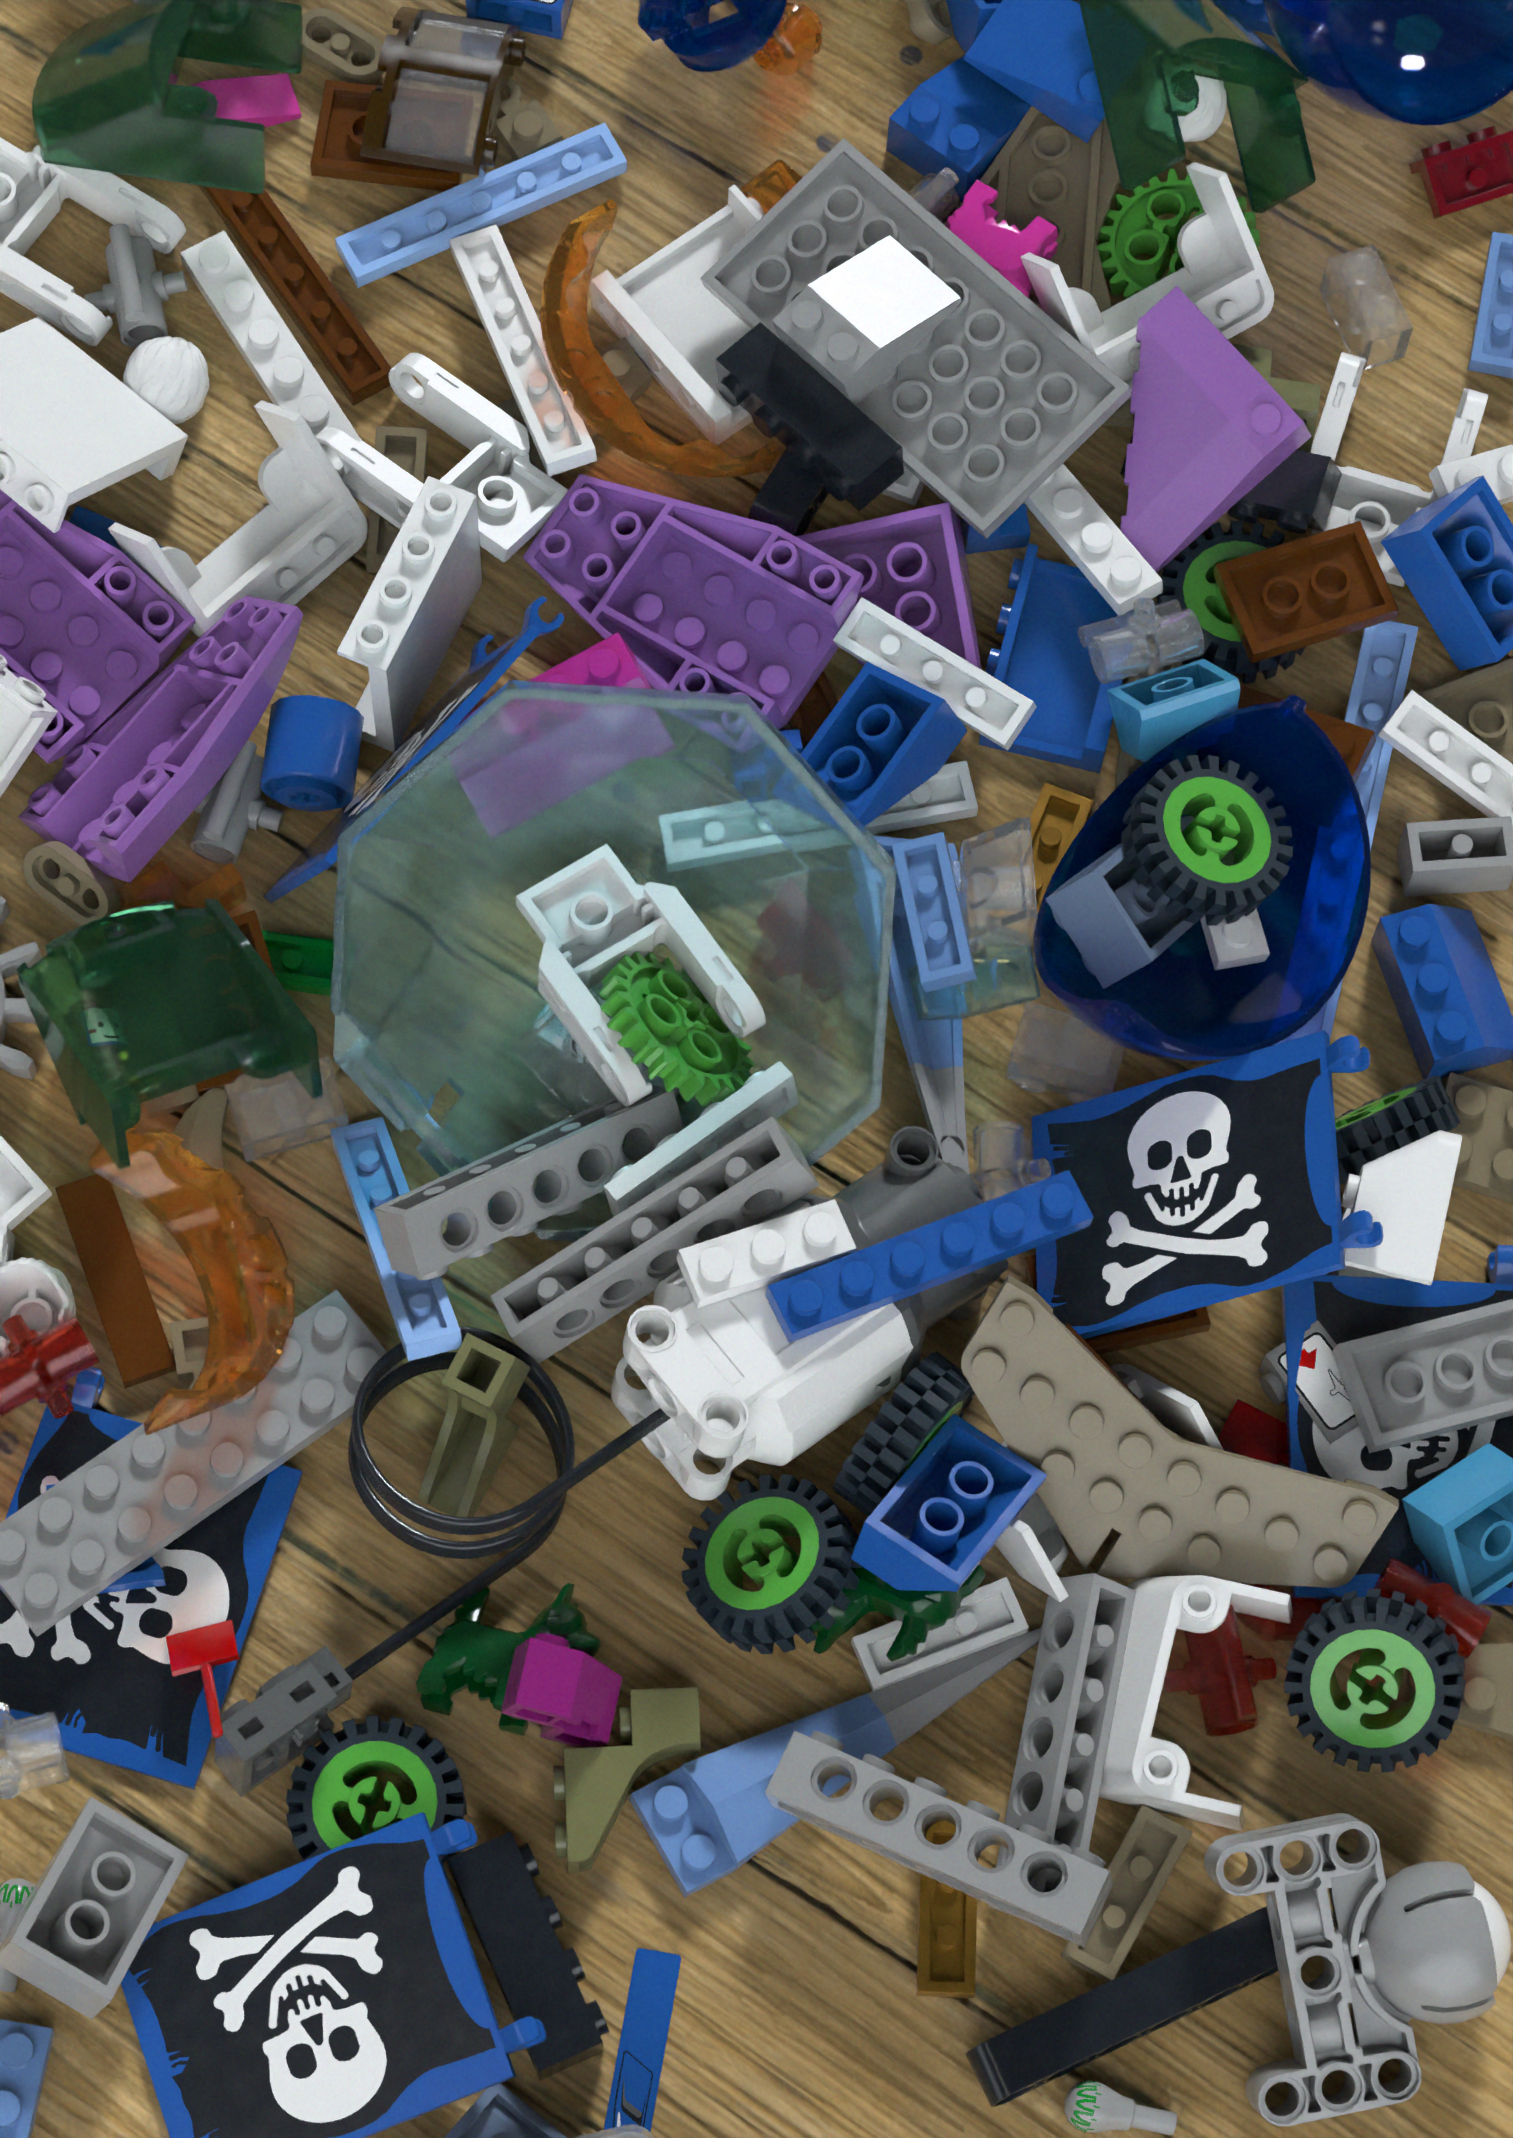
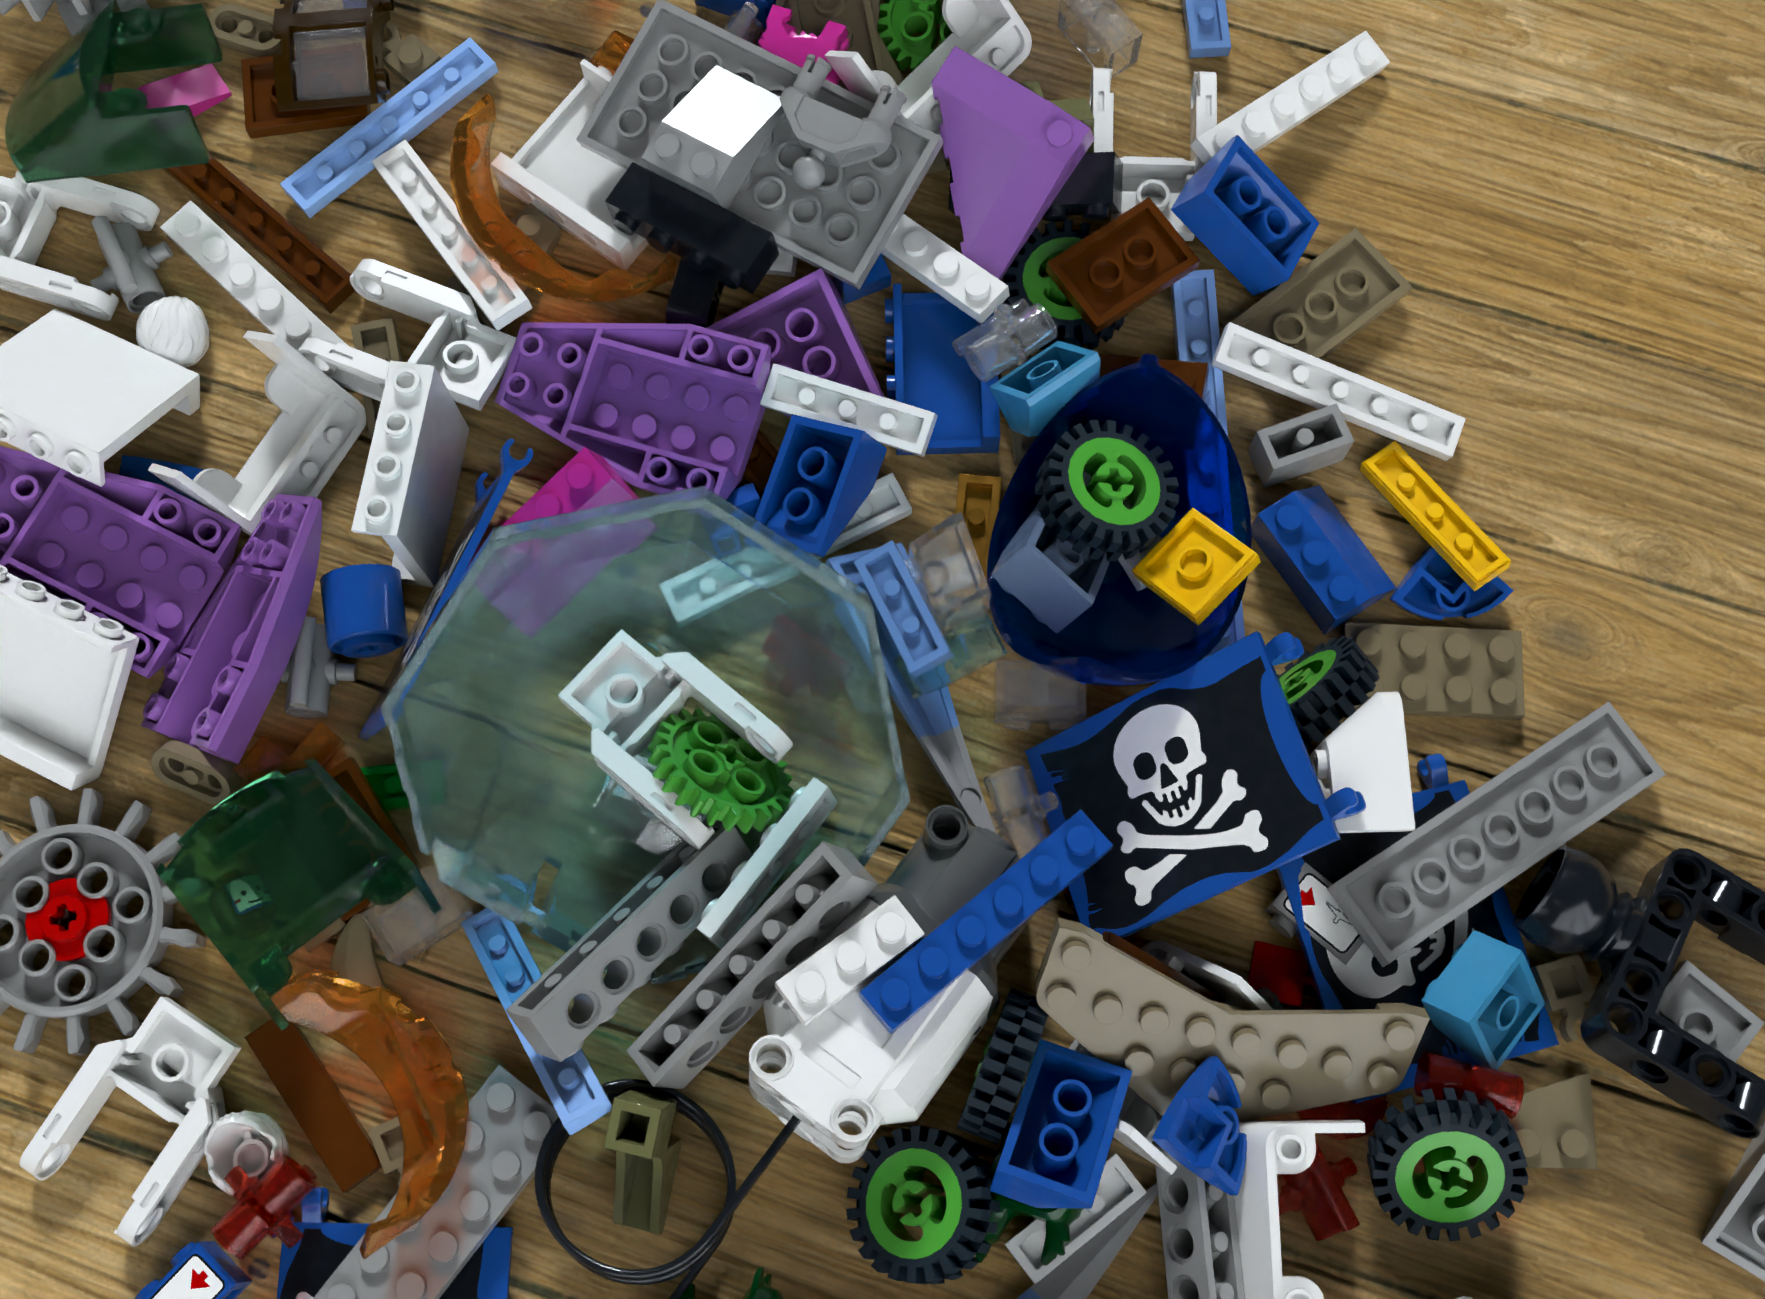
camera: 10 degrees left, 5 degrees up
(1001, 349) = (831, 133): none -> light grey connector
(1111, 1557) = (1204, 1128): none -> blue brick
(1285, 952) = (1196, 566): none -> yellow plate

